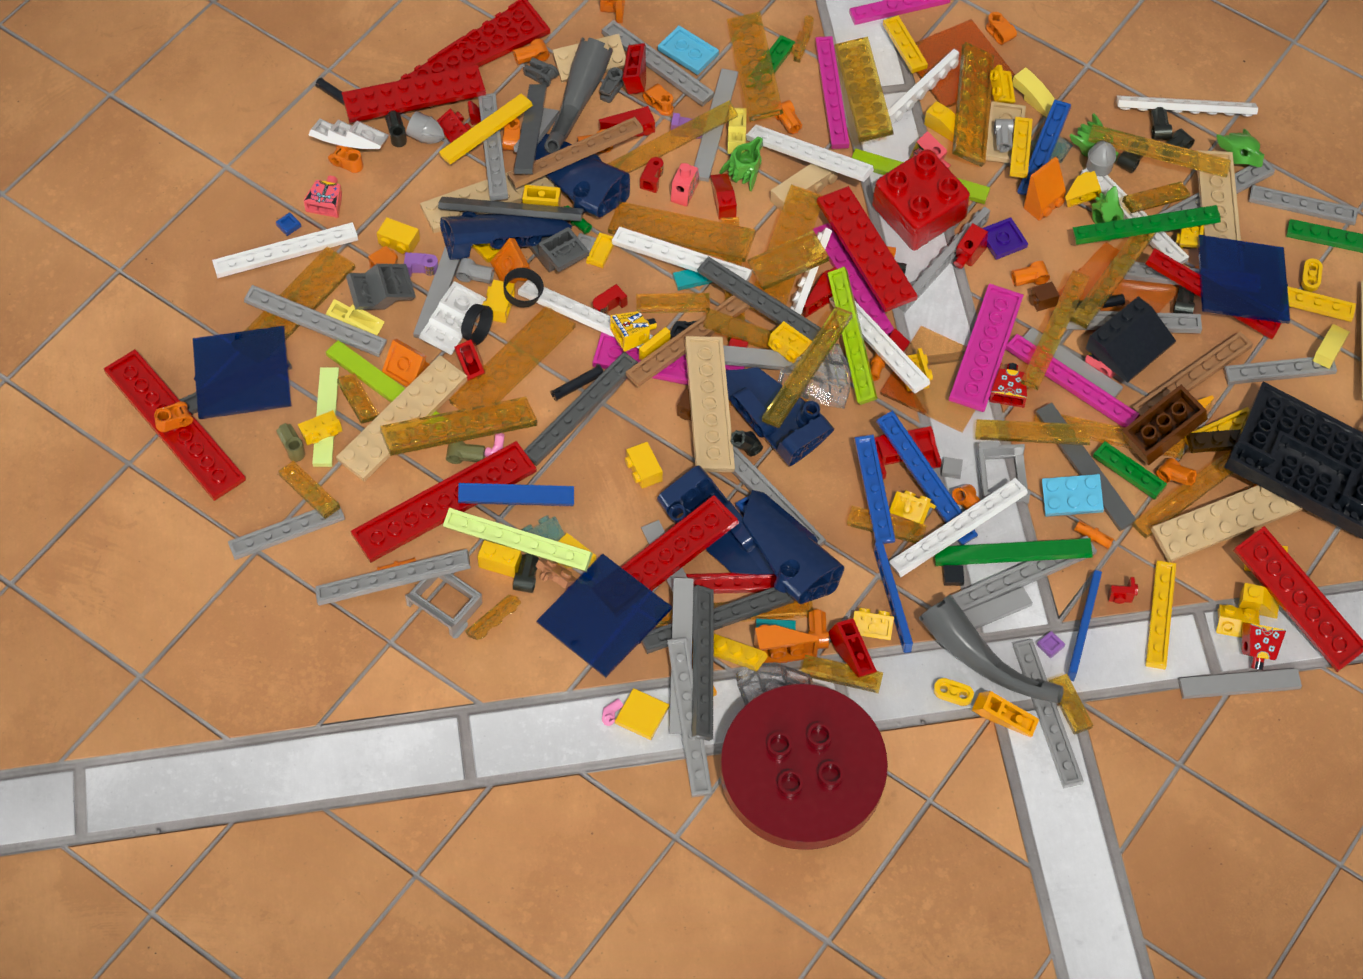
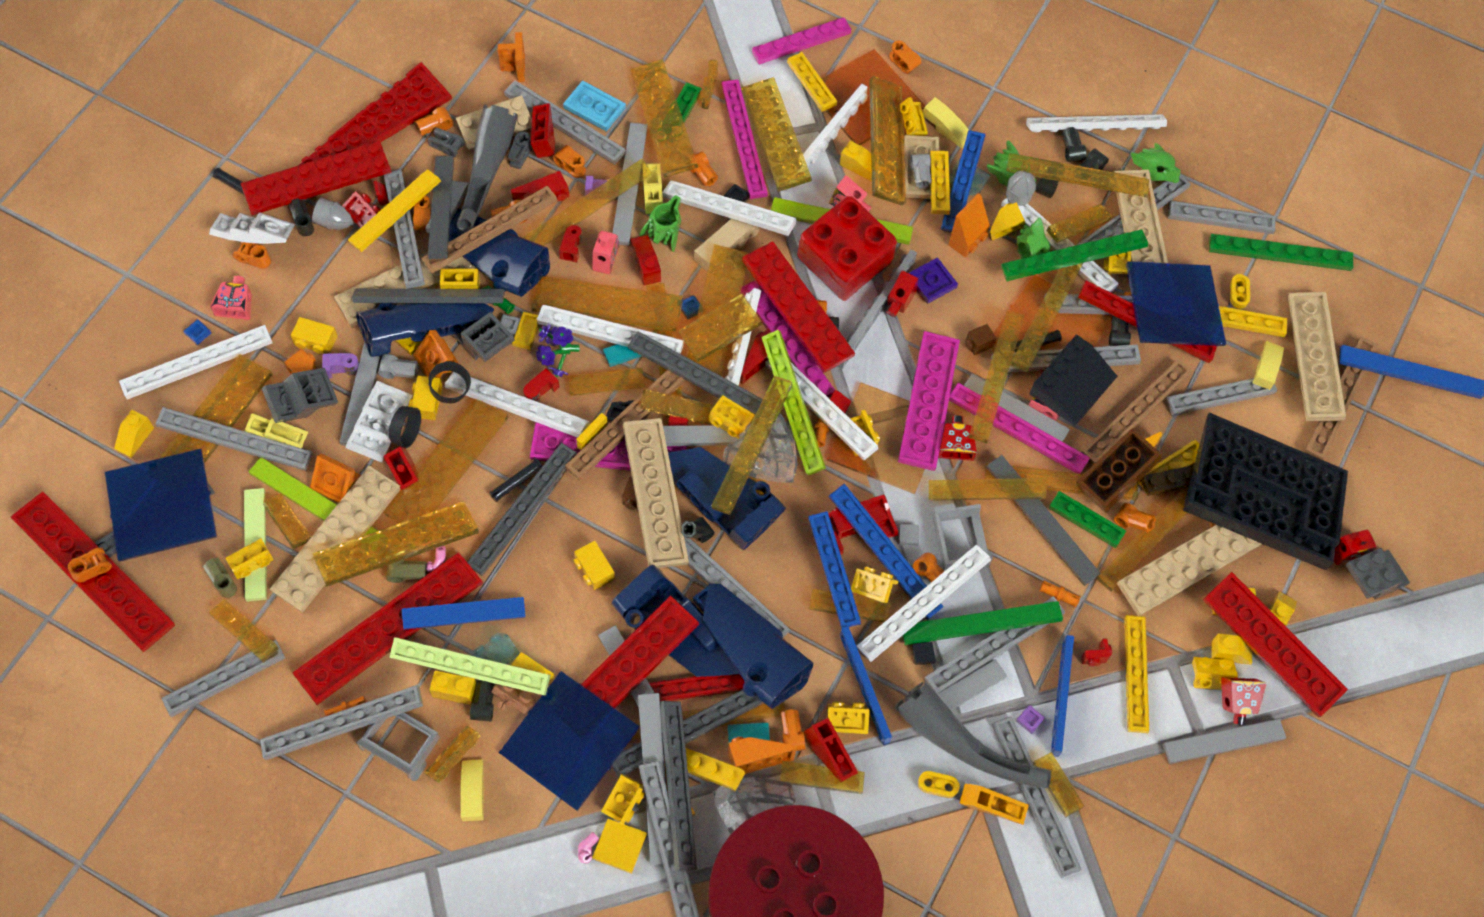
camera: 10 degrees left, 5 degrees up
(221, 307) = (132, 433): none -> yellow slope
(508, 651) = (472, 790): none -> light yellow slope
(618, 269) = (556, 336): none -> dark purple plant
(631, 329) = (566, 418): yellow torso -> none
(649, 671) = (622, 799): none -> yellow bracket
(761, 242) = (690, 307): none -> blue tile
(820, 141) = (737, 193): none -> black tile
(1035, 273) = (969, 314): orange piece -> none
(1072, 495) = (1033, 553): medium azure plate -> none
(1315, 568) = (1283, 607): none -> yellow slope

